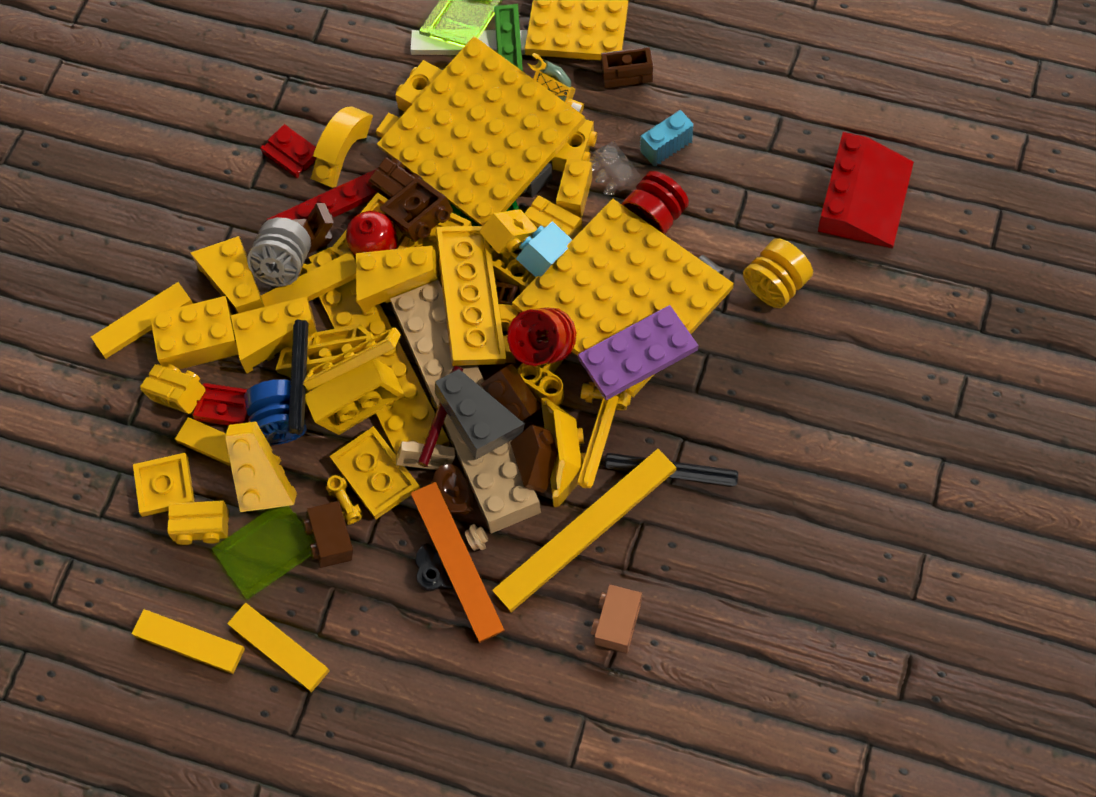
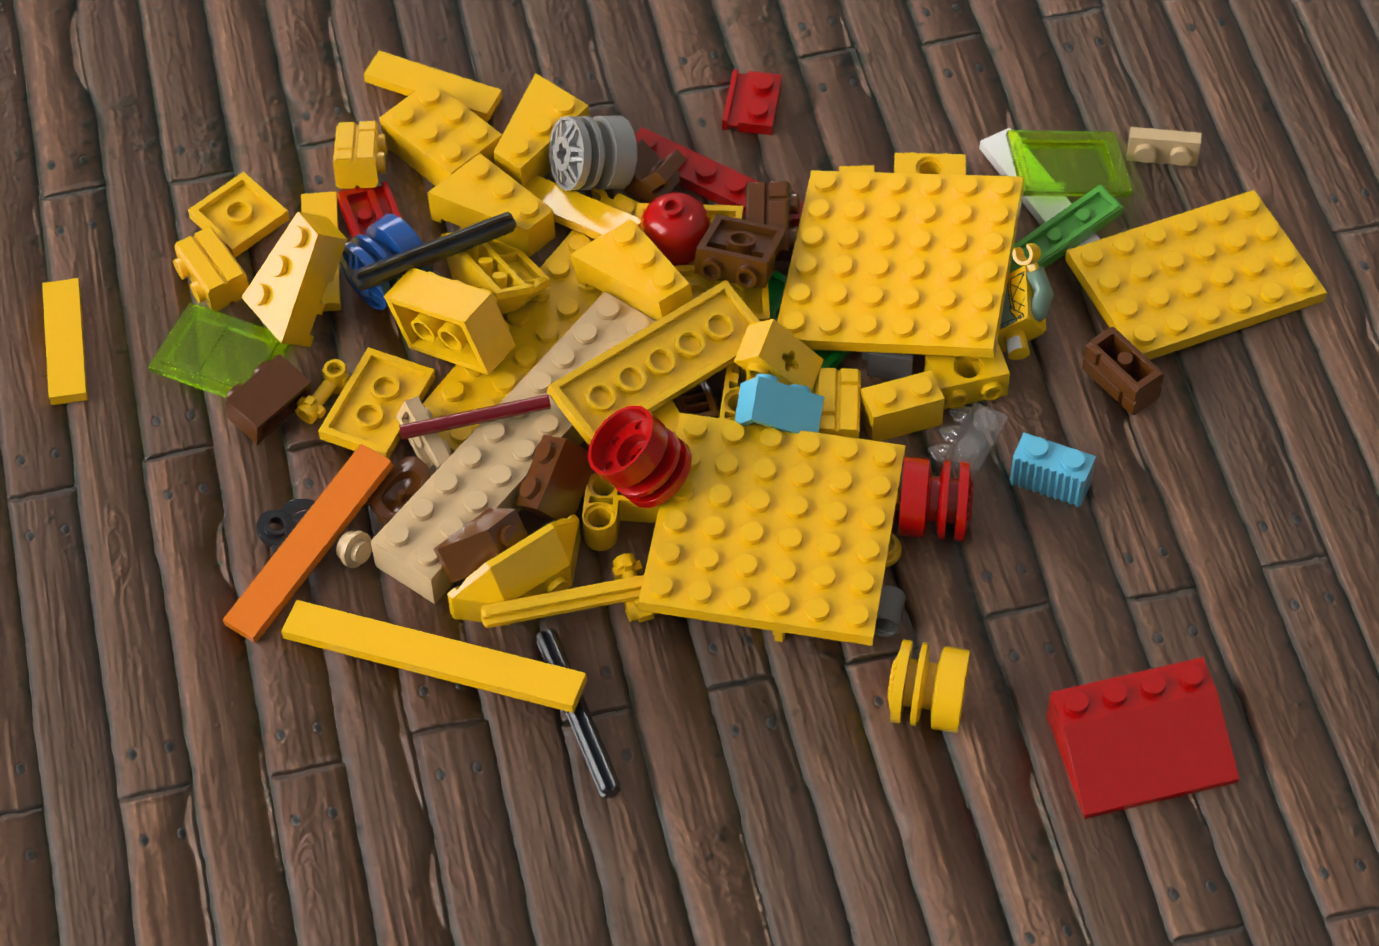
camera: 55 degrees right, 10 degrees down
(278, 647) = (105, 429): yellow tile -> none
(336, 140) = (791, 128): yellow arch -> none
(352, 358) = (477, 279): yellow tile -> none
(476, 414) = (488, 443): dark grey wedge -> none
(617, 619) = (334, 749): nougat brick -> none
(638, 352) = (692, 574): medium lavender plate -> none

